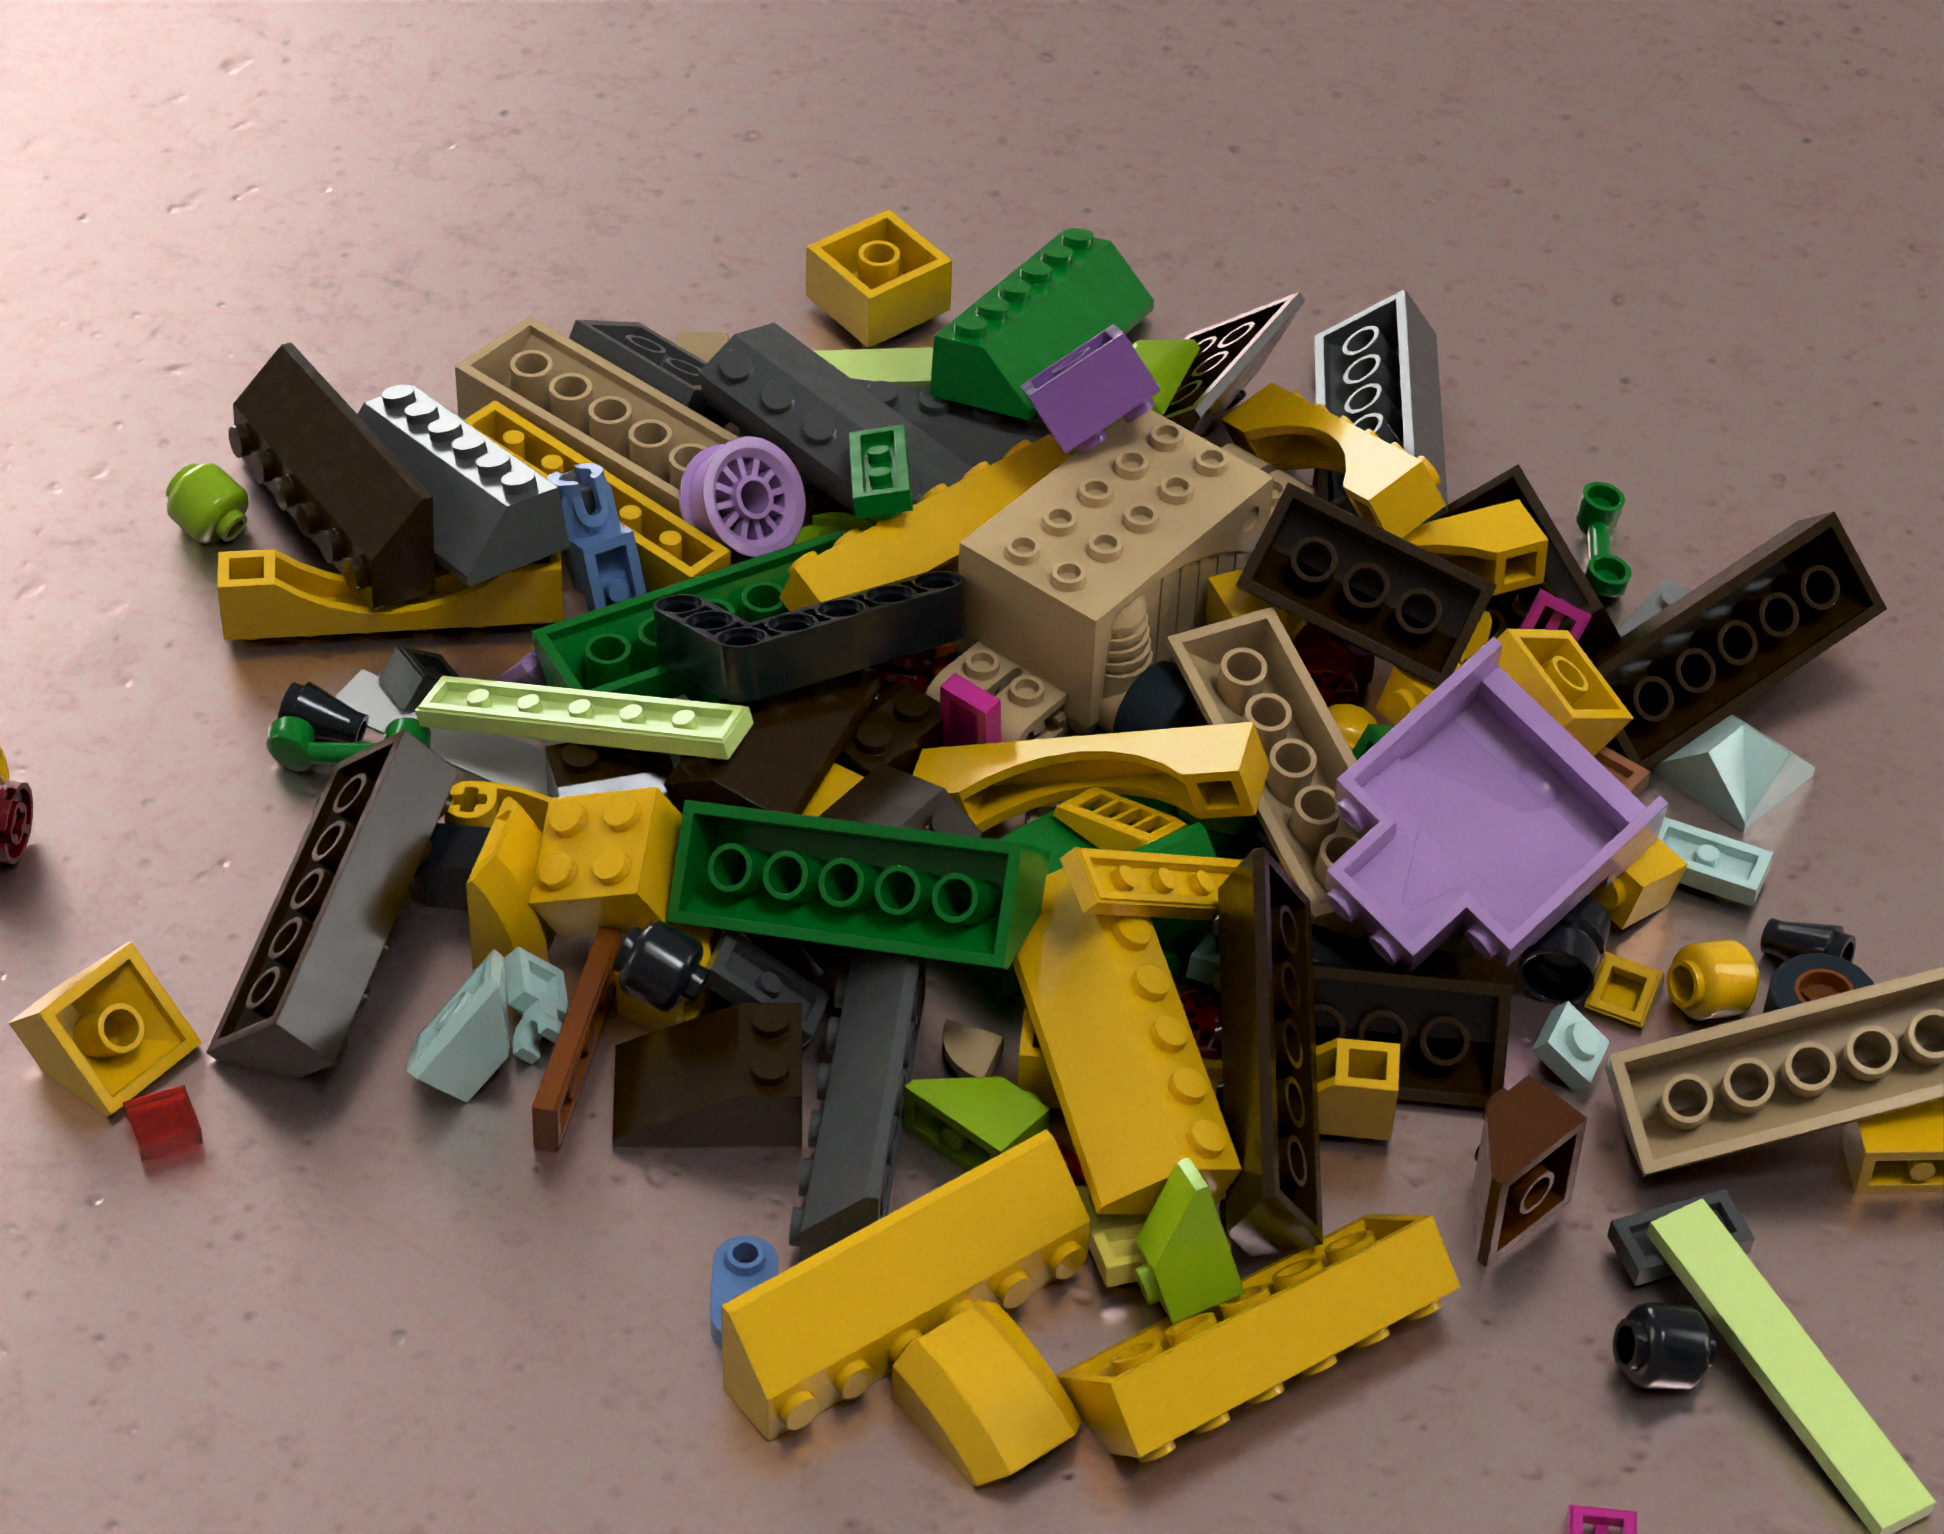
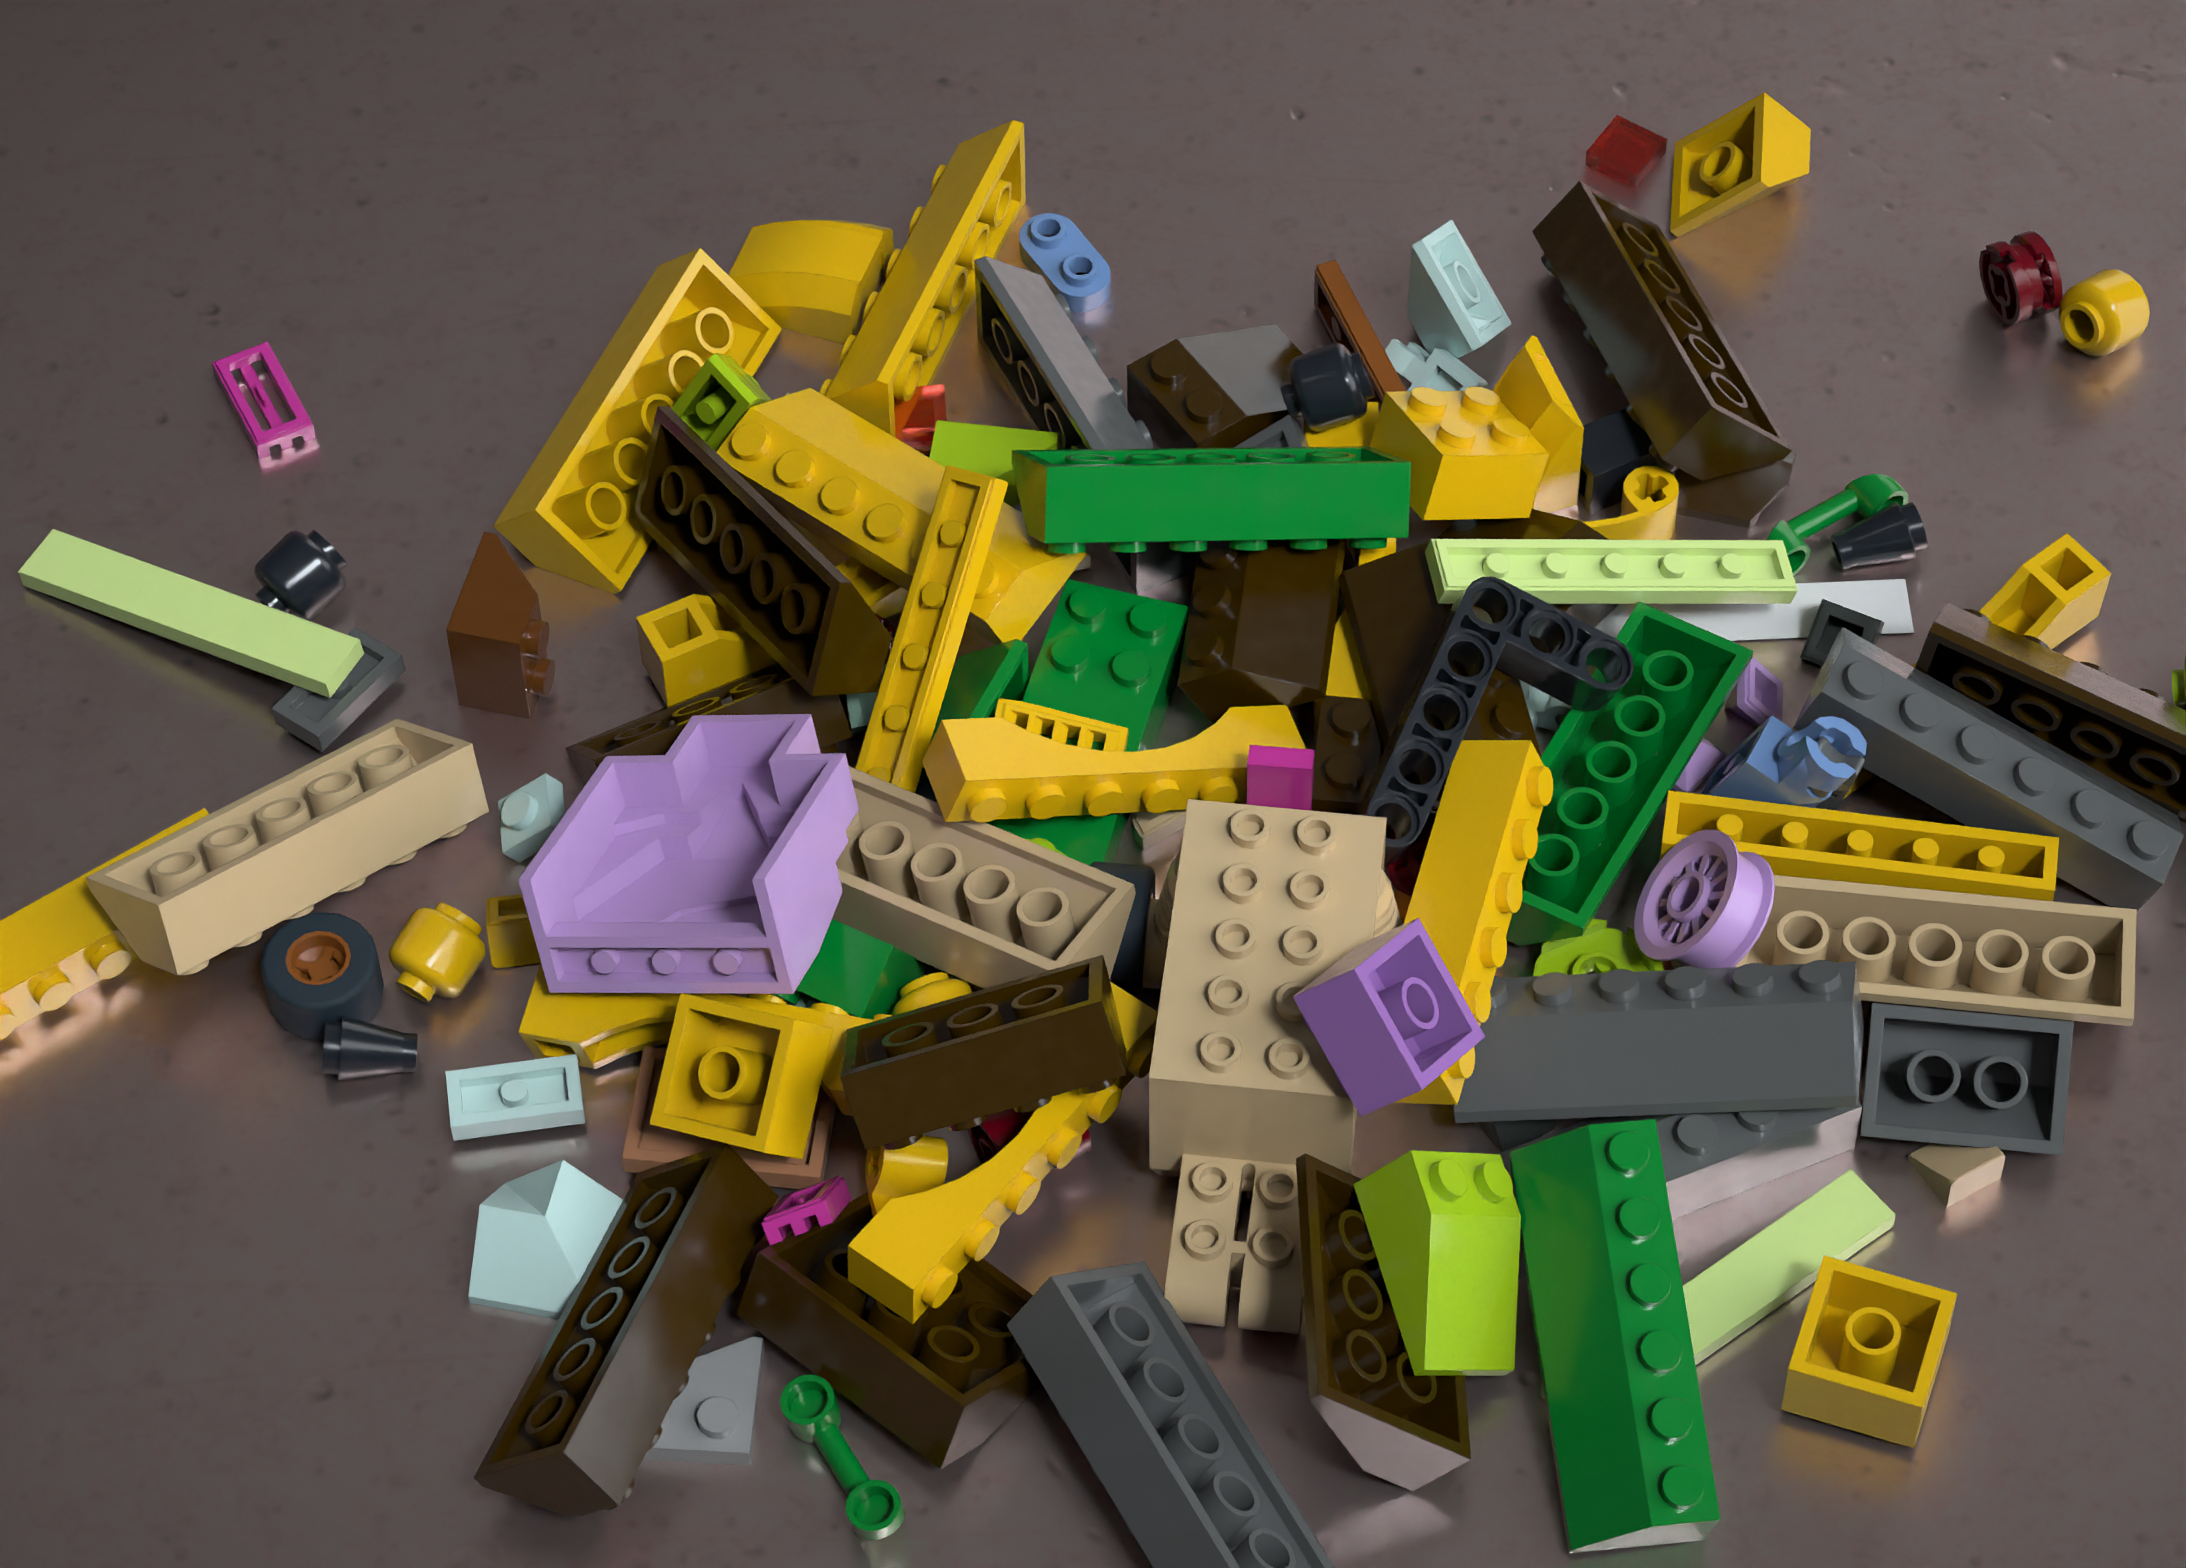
camera: 150 degrees right, 10 degrees up
(880, 473) = (1553, 905): green plate -> none
(1379, 478) = (1051, 1186): yellow arch -> none

